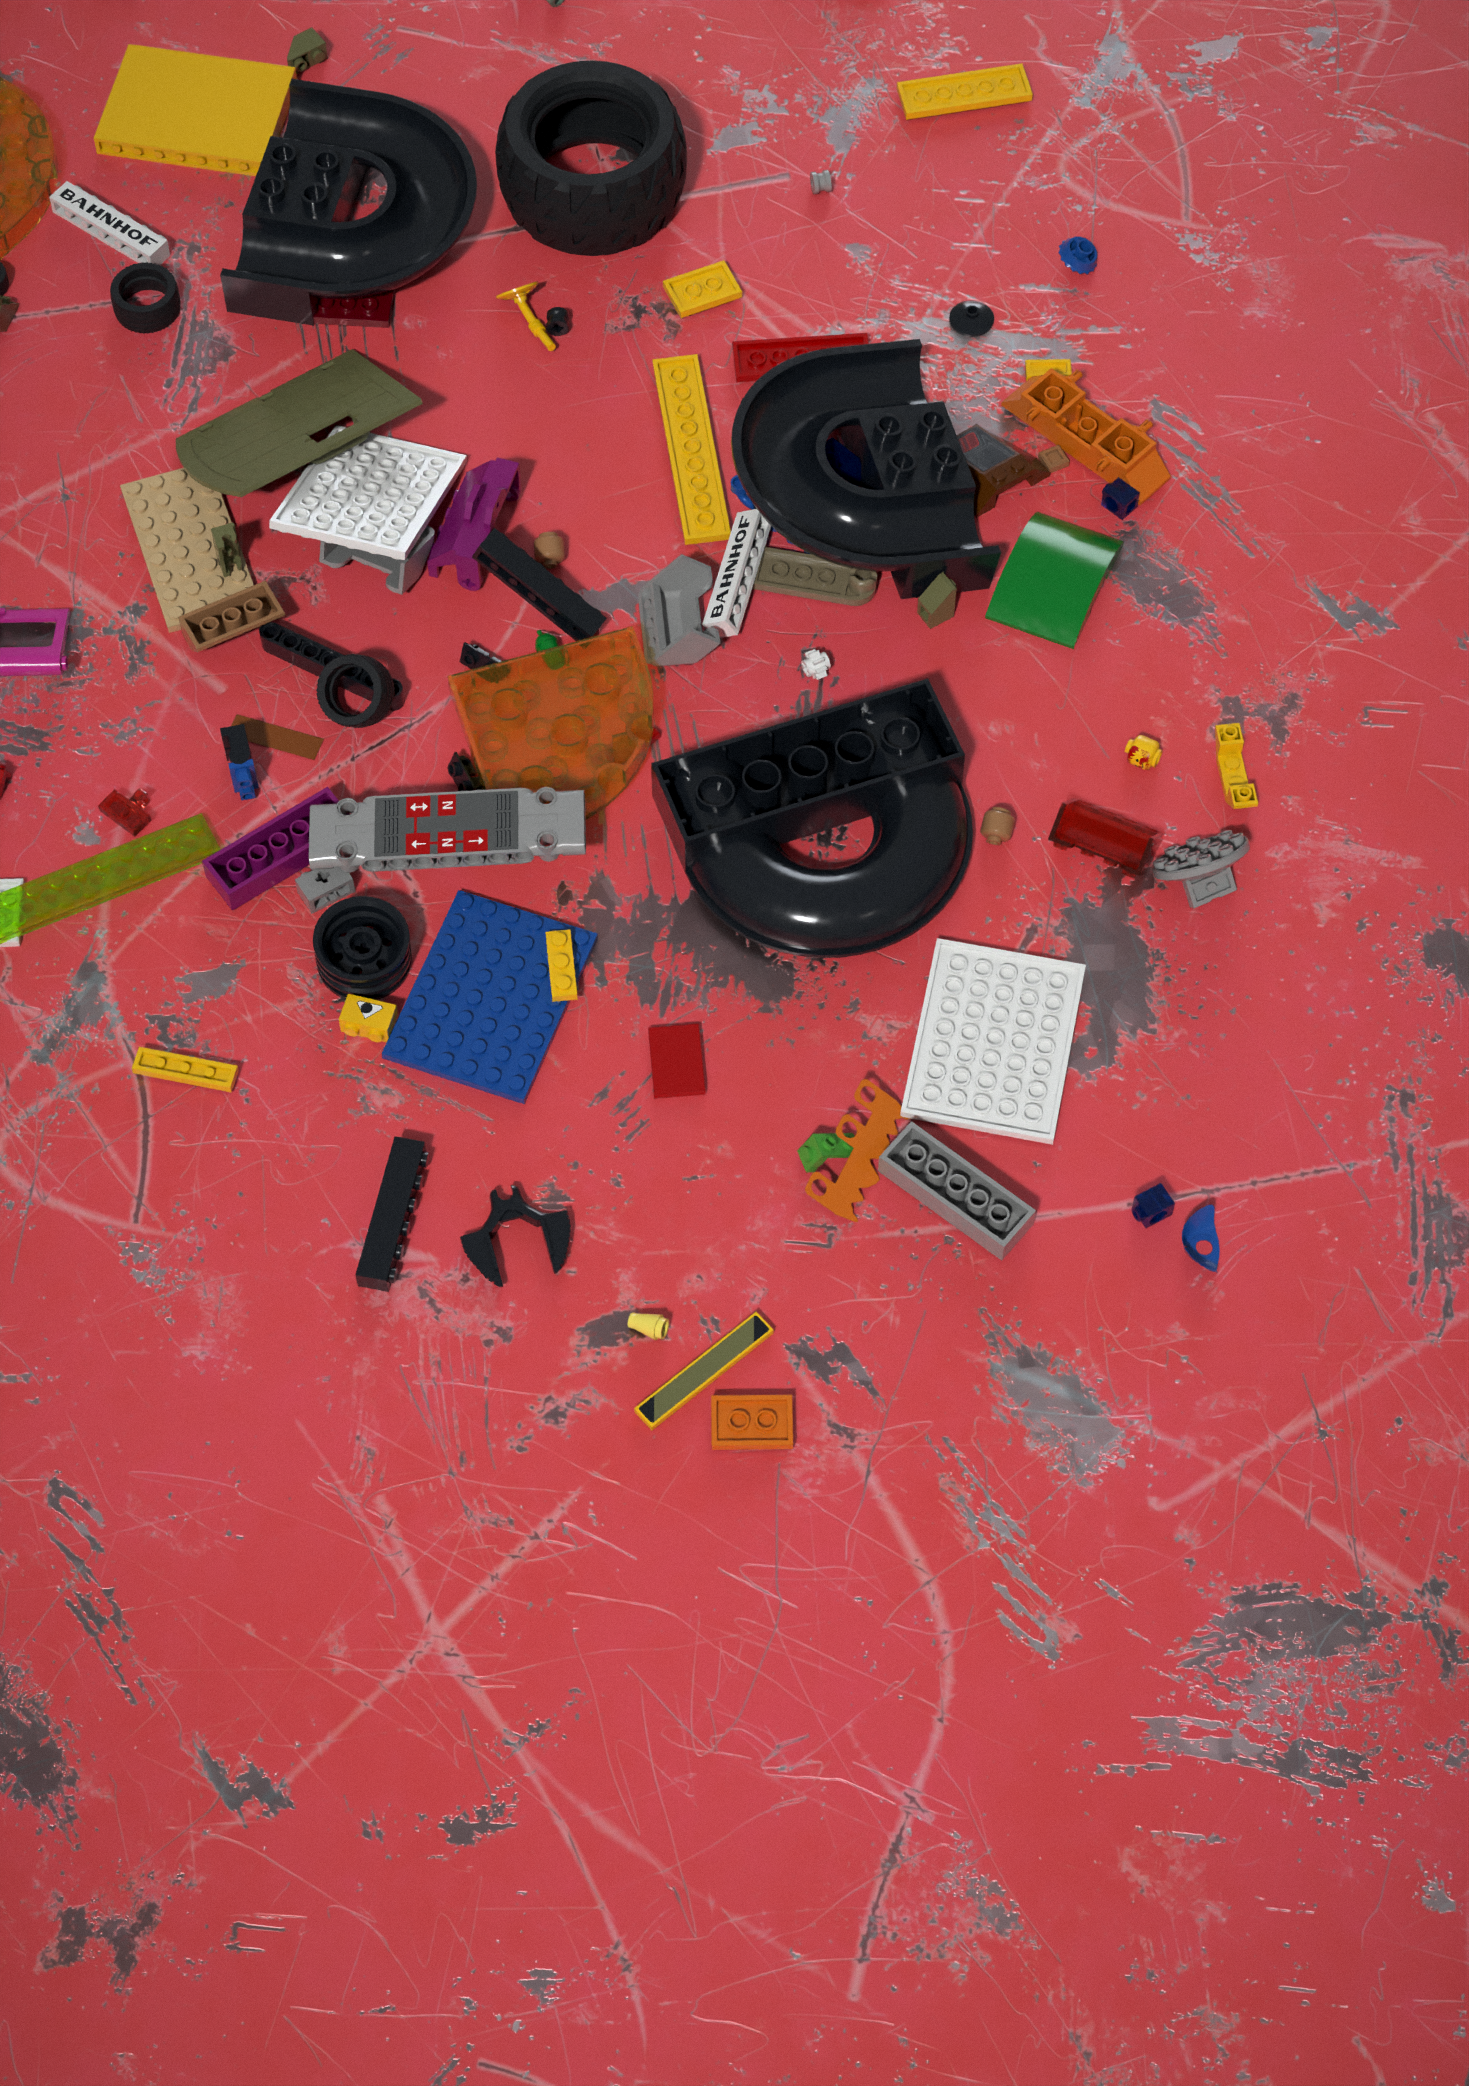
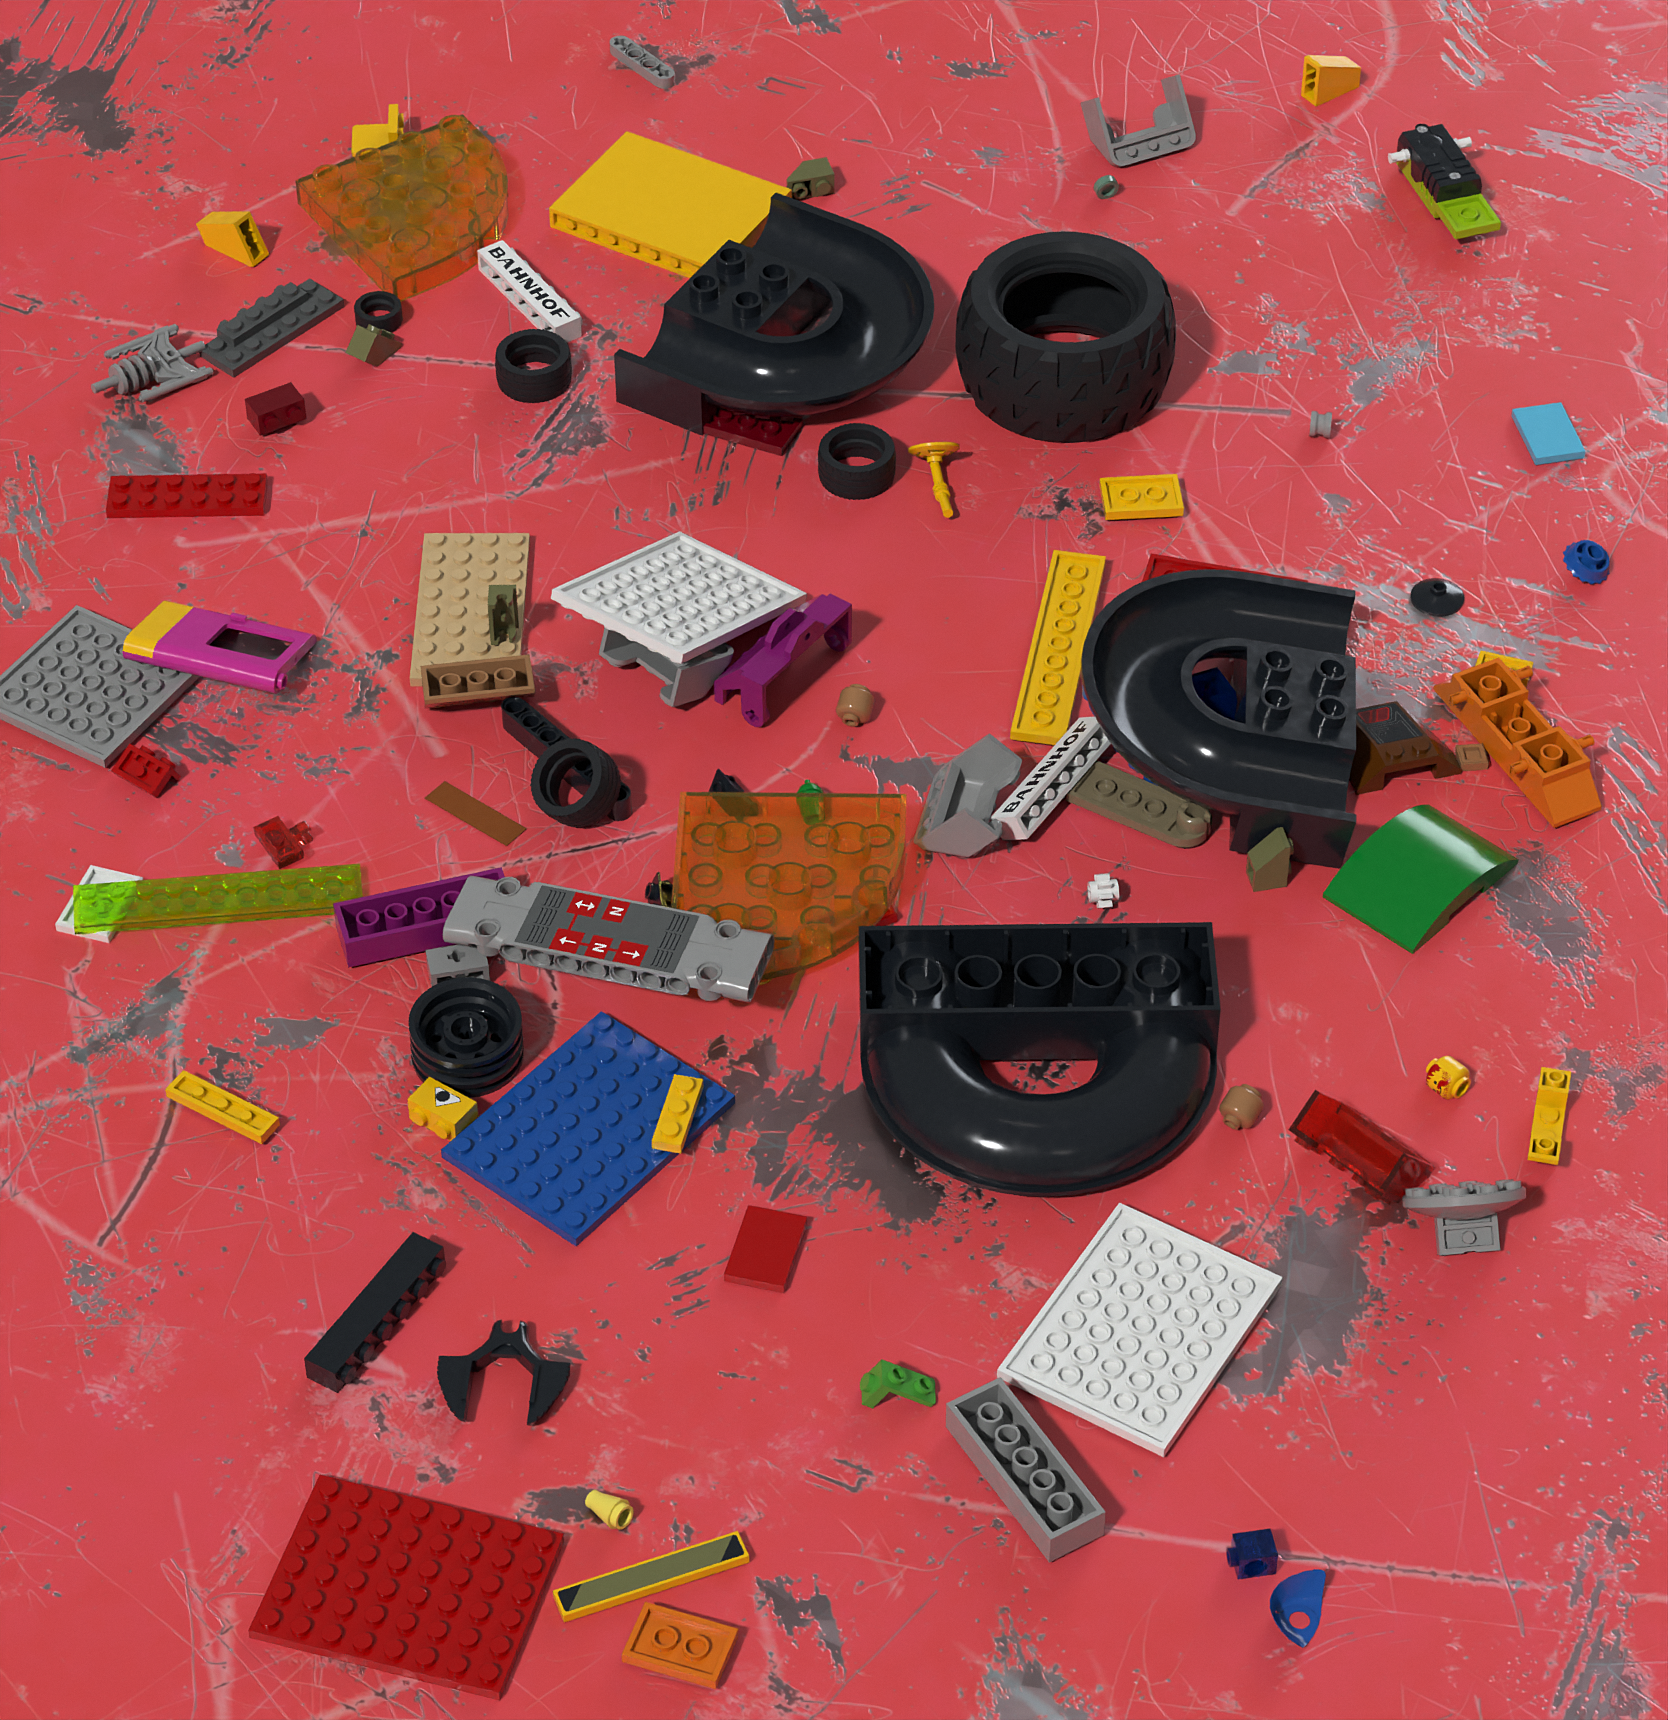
camera: 20 degrees right, 15 degrees down
(241, 763) = (423, 821): hips -> none
(273, 431) = (610, 517): olive door -> none
(457, 298) = (856, 441): none -> black tyre
(517, 1440) = (408, 1587): none -> red plate
(538, 586) = (819, 728): black brick -> none
(557, 321) = (966, 490): black wheel -> none
(867, 1144) = (922, 1415): orange piece -> none
(964, 91) = (1524, 374): yellow plate -> none
(1003, 141) = (1548, 433): none -> medium azure tile
(1120, 498) = (1531, 813): clear blue brick -> none

